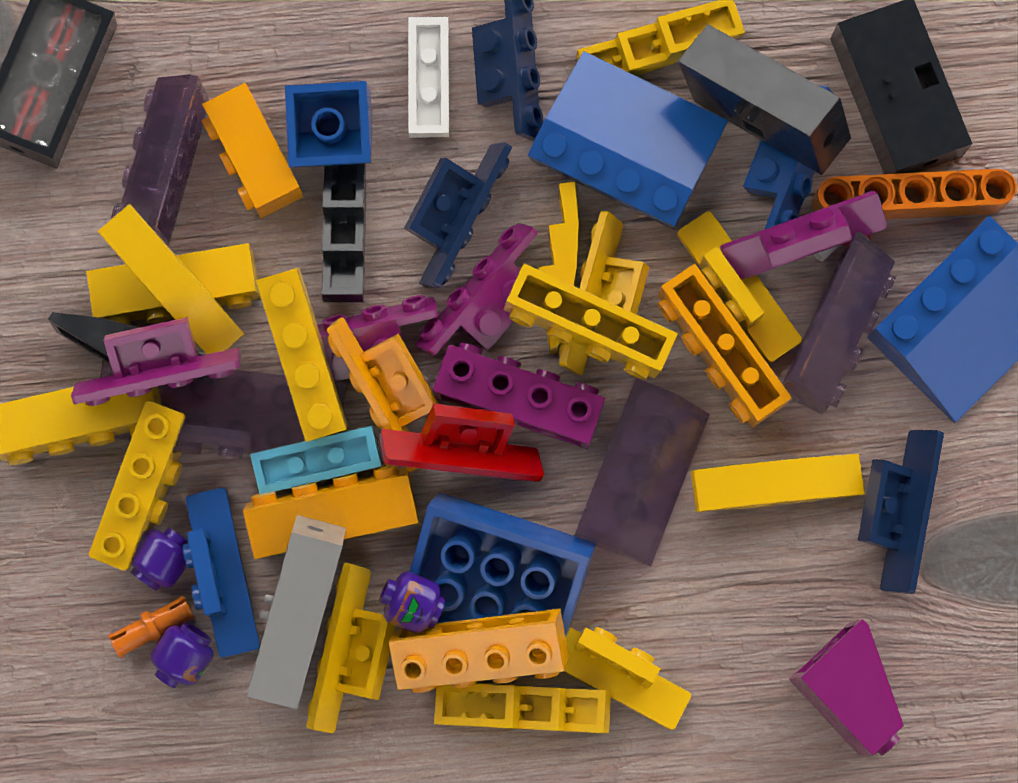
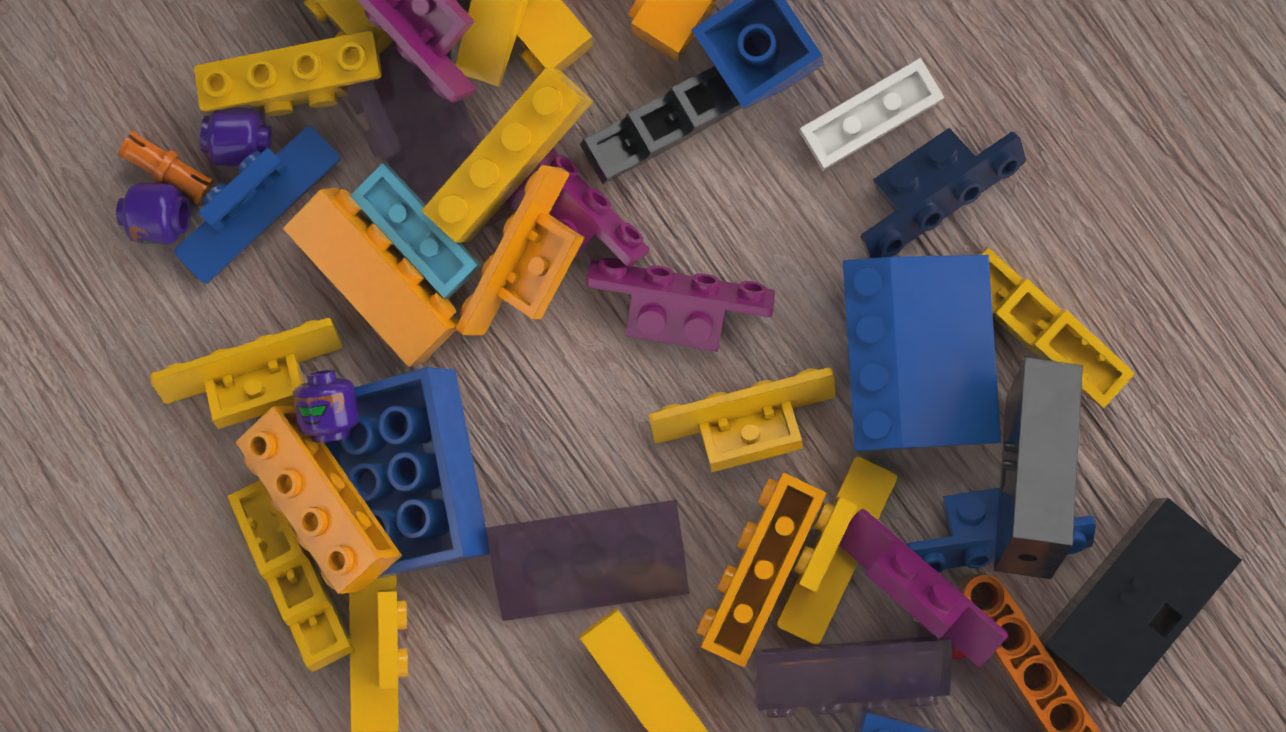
camera: 60 degrees right, 5 degrees up
(296, 612) = (250, 298): light grey brick -> none
(450, 208) = (748, 214): dark blue bracket -> none
(463, 443) = (510, 367): red bracket -> none
(533, 399) = (595, 392): magenta brick -> none
(563, 244) = (734, 366): yellow slope -> none
(590, 322) = (702, 422): yellow brick -> none

